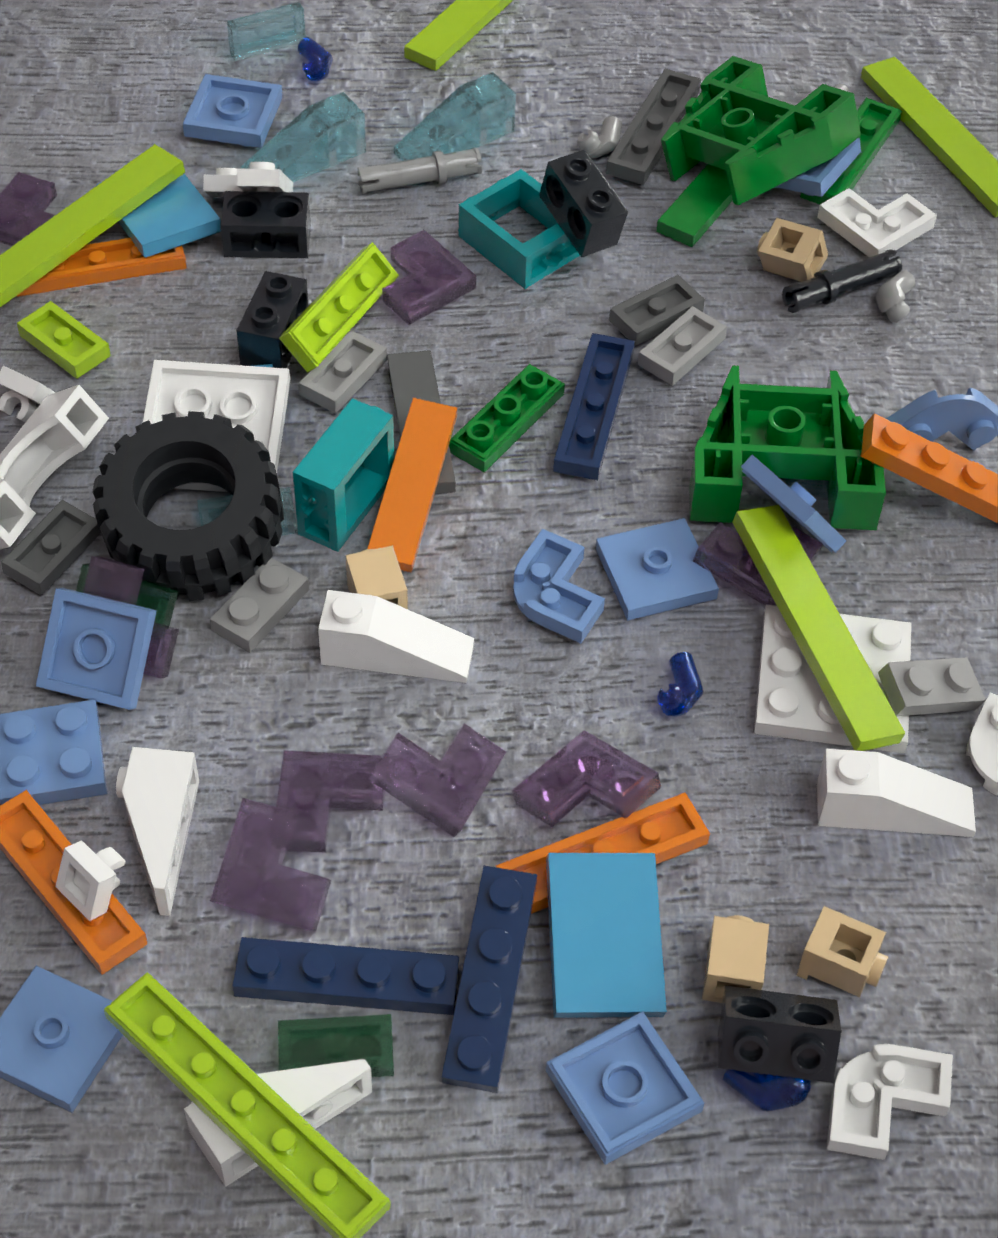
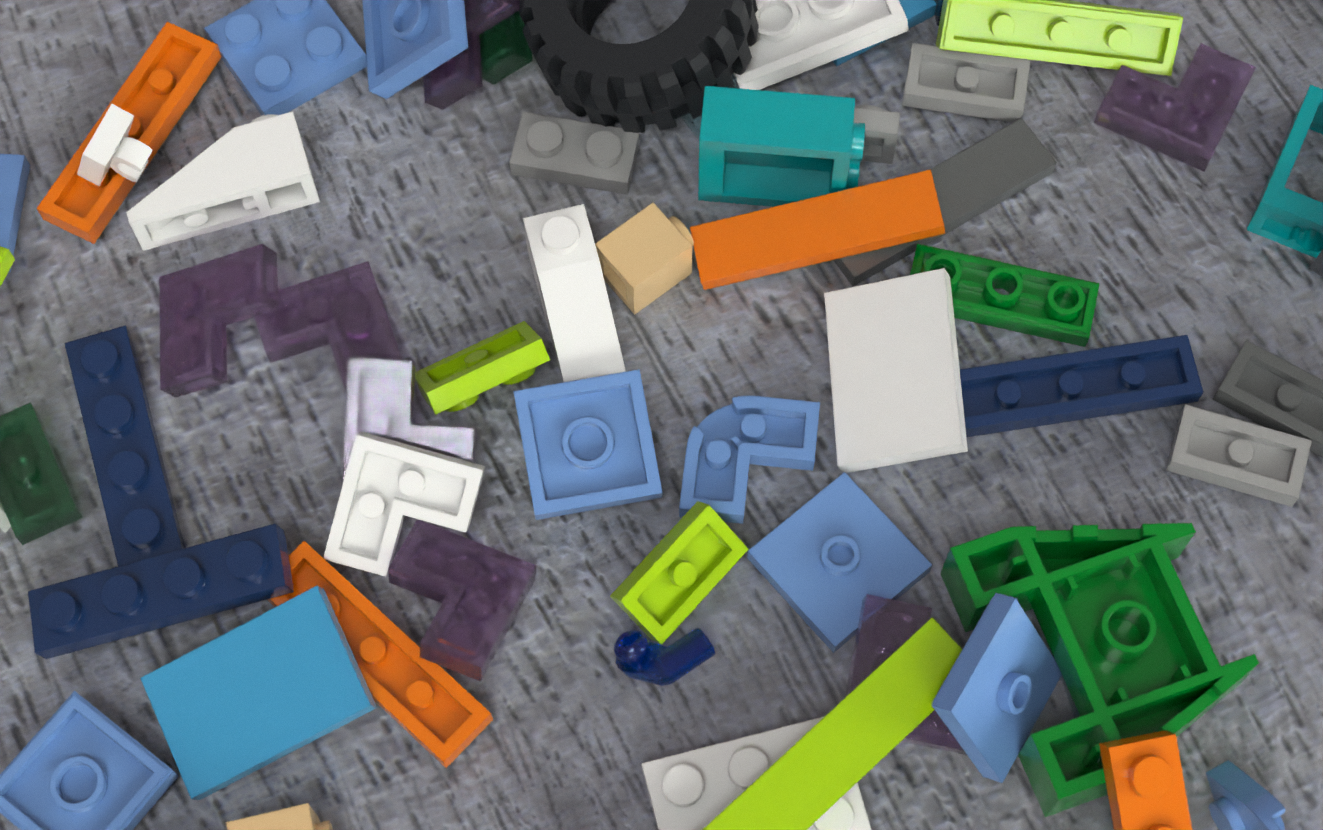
camera: 70 degrees right, 15 degrees up
(410, 704) = (499, 359): none -> lime plate
(484, 794) = (392, 482): none -> white plate
(505, 669) = (588, 444): none -> medium blue plate
(539, 482) = (895, 371): none -> white tile
(628, 650) = (679, 572): none -> lime plate

